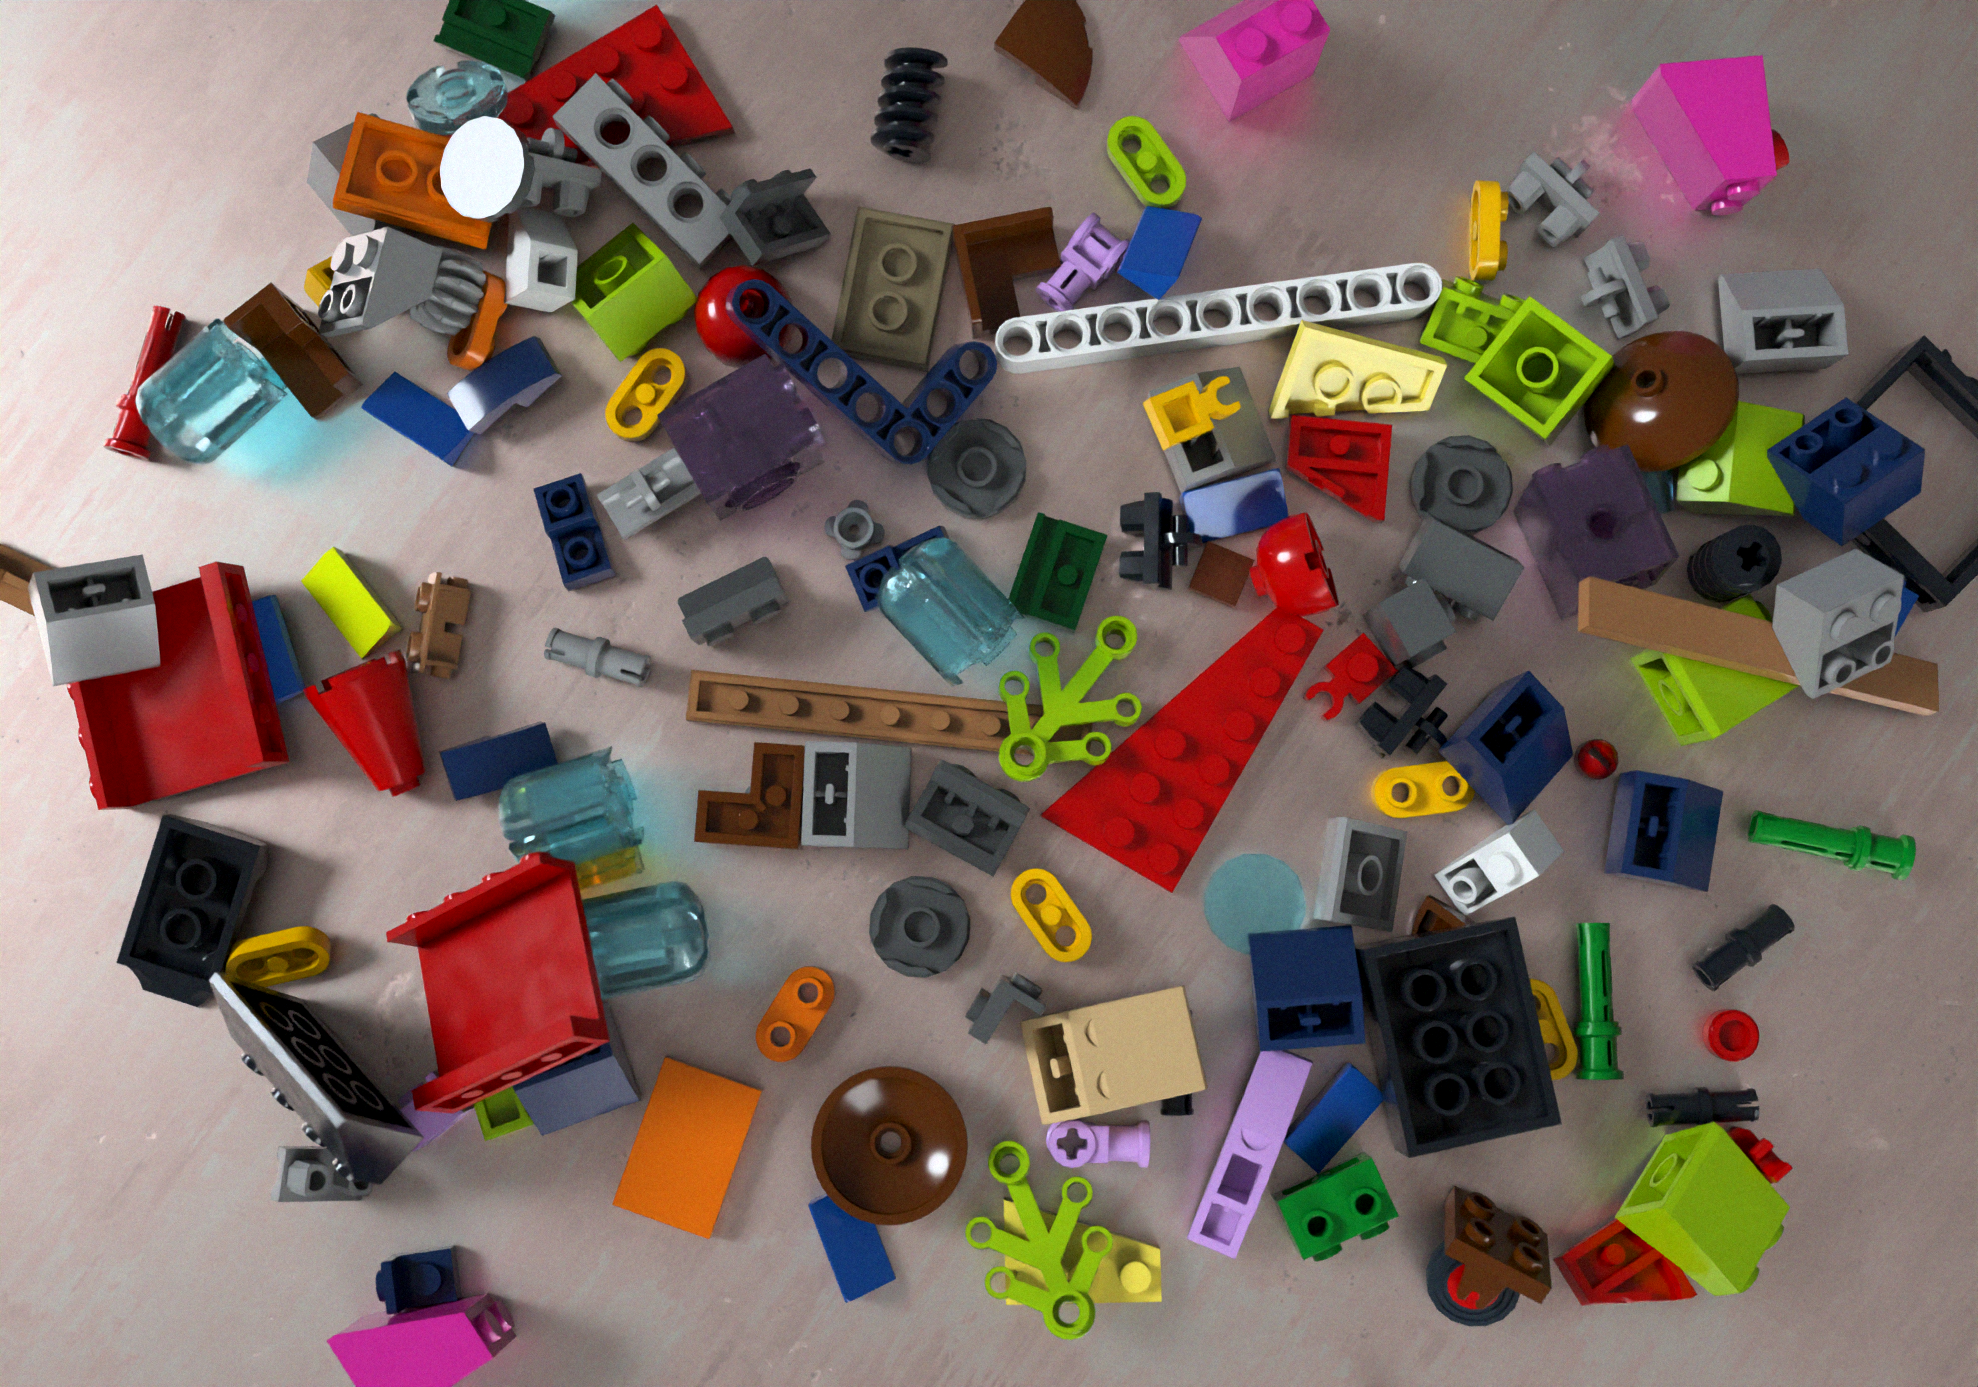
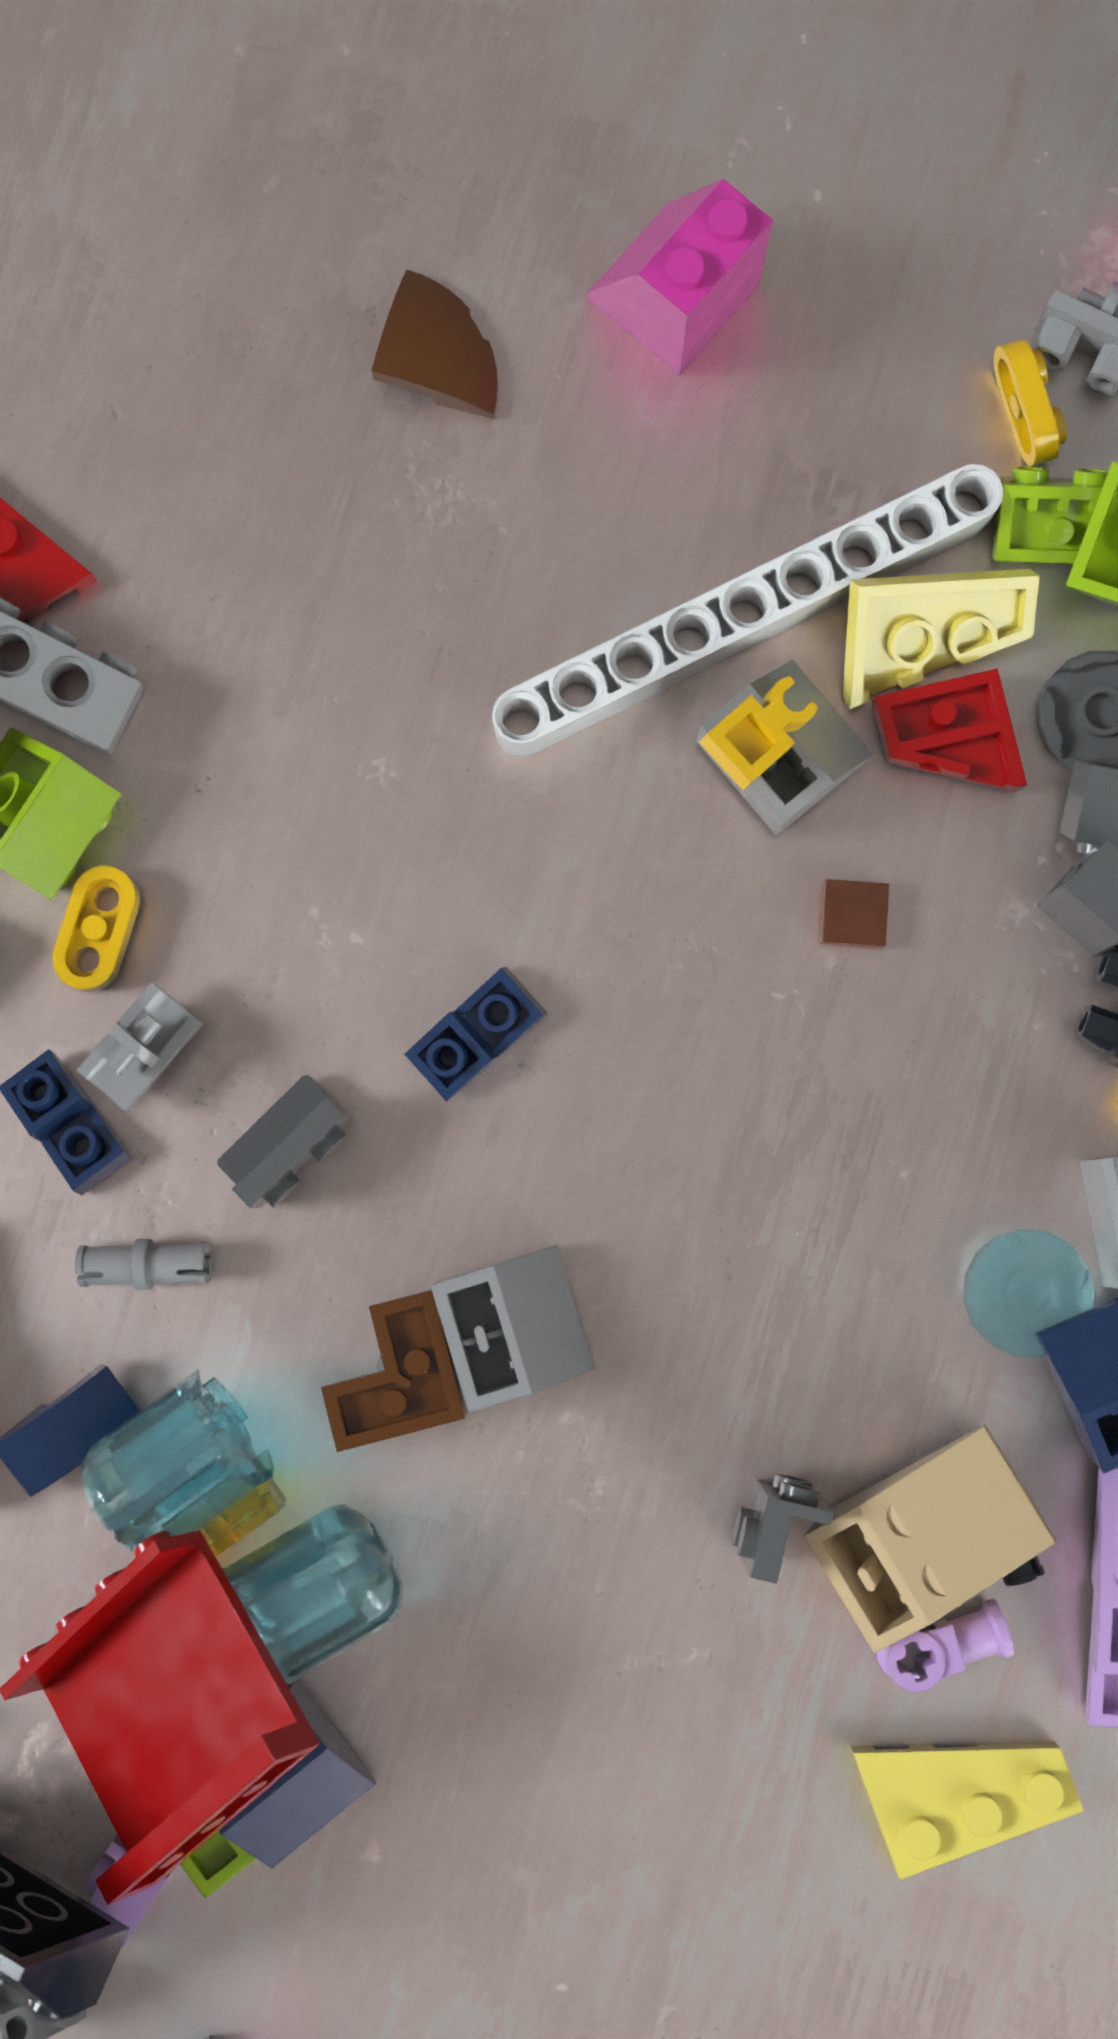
camera: 20 degrees left, 0 degrees up
(687, 1147) = (452, 1820): orange tile -> none
(715, 327) = (182, 795): red cylinder -> none
(745, 437) = (232, 941): clear purple brick -> none
(774, 217) = (178, 665): dark grey bracket -> none
(795, 1014) = (526, 1613): orange plate -> none
(840, 527) = (395, 989): light grey plate -> none
(852, 1249) = (688, 1866): blue slope -> none
(855, 381) = (344, 830): dark blue beam -> none
(858, 712) = (517, 1215): medium nougat tile -> none
(880, 1182) = (701, 1784): reddish brown dish -> none
(893, 288) = (348, 703): dark tan tile -> none
(905, 103) = (288, 476): black piece -> none
(919, 926) = (640, 1456): dark grey tile -> none
(947, 608) = (547, 1066): clear light blue cylinder -> none
(967, 816) = (654, 1307): dark grey bracket -> none
(977, 468) = (521, 884): dark grey tile -> none
(994, 255) = (459, 620): reddish brown panel -> none
(1044, 1249) = (924, 1801): lime plant -> none
(1050, 915) = (792, 1389): yellow plate -> none
(1056, 571) = (659, 977): dark green plate -> none
(1064, 706) = (722, 1135): lime plant -> none
(1086, 262) = (569, 591): lavender connector -> none
(1149, 164) = (603, 454): lime plate -> none
(1156, 521) = (755, 875): black hips -> none
(1159, 249) = (652, 551): blue slope -> none
(1176, 770) = (882, 1168): red wing -> none
(1235, 505) = (843, 828): blue slope -> none
(1294, 568) = (941, 878): red cylinder -> none
(1355, 673) = (1053, 978): red plate -> none

